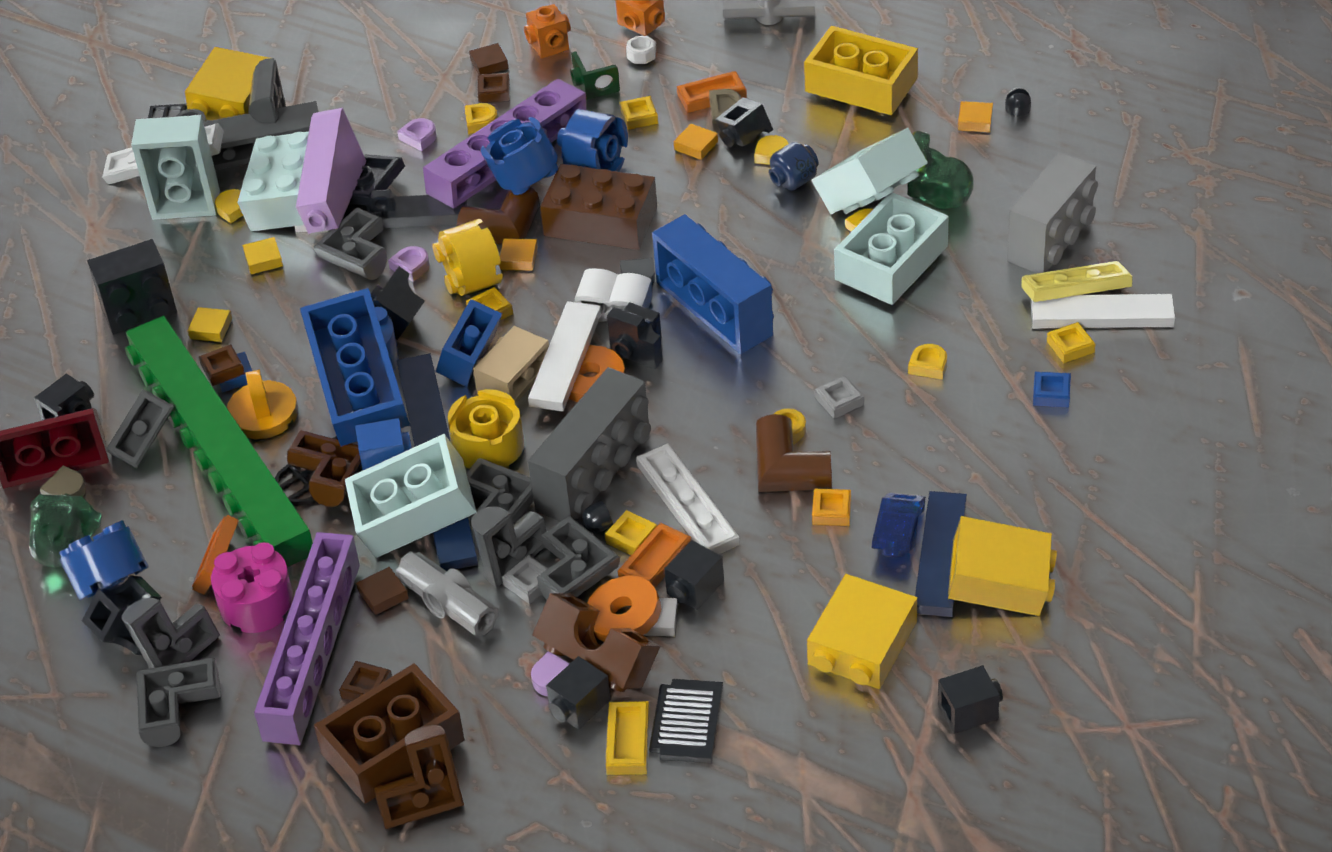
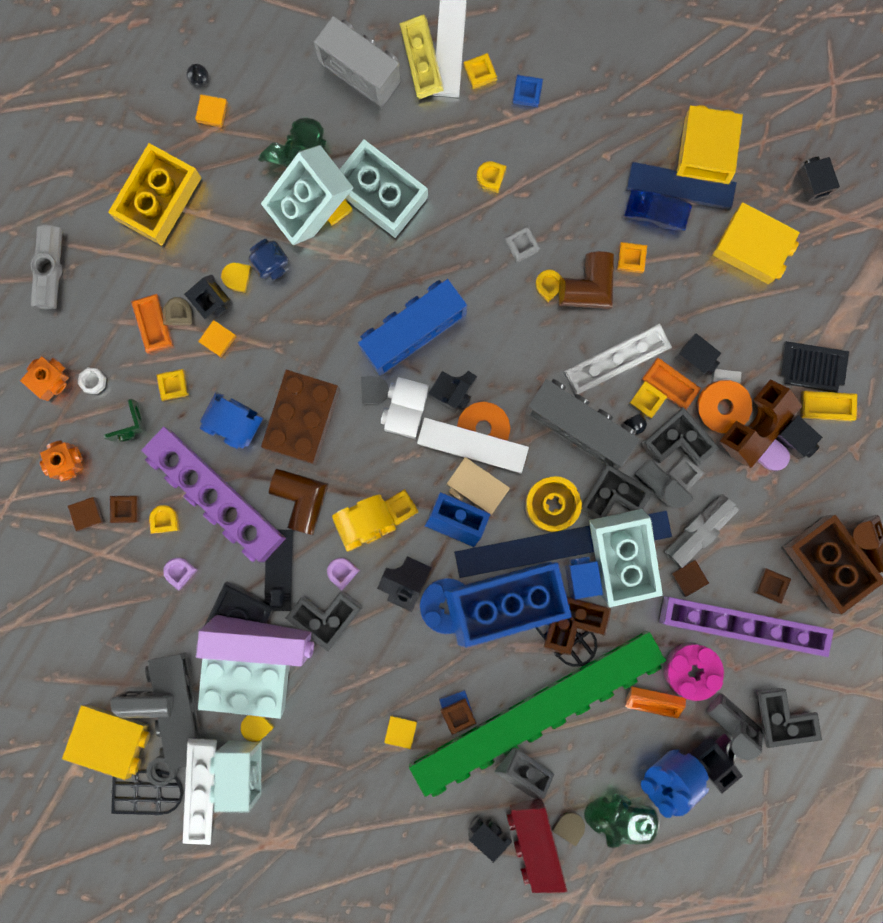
camera: 90 degrees left, 40 degrees up
(132, 286) = (372, 798): black brick -> none
(262, 255) = (322, 695): yellow tile -> none
(263, 407) = (500, 681): light orange tile -> none
(518, 254) = (342, 485): light orange tile -> none
(520, 155) = (270, 480): blue brick -> none

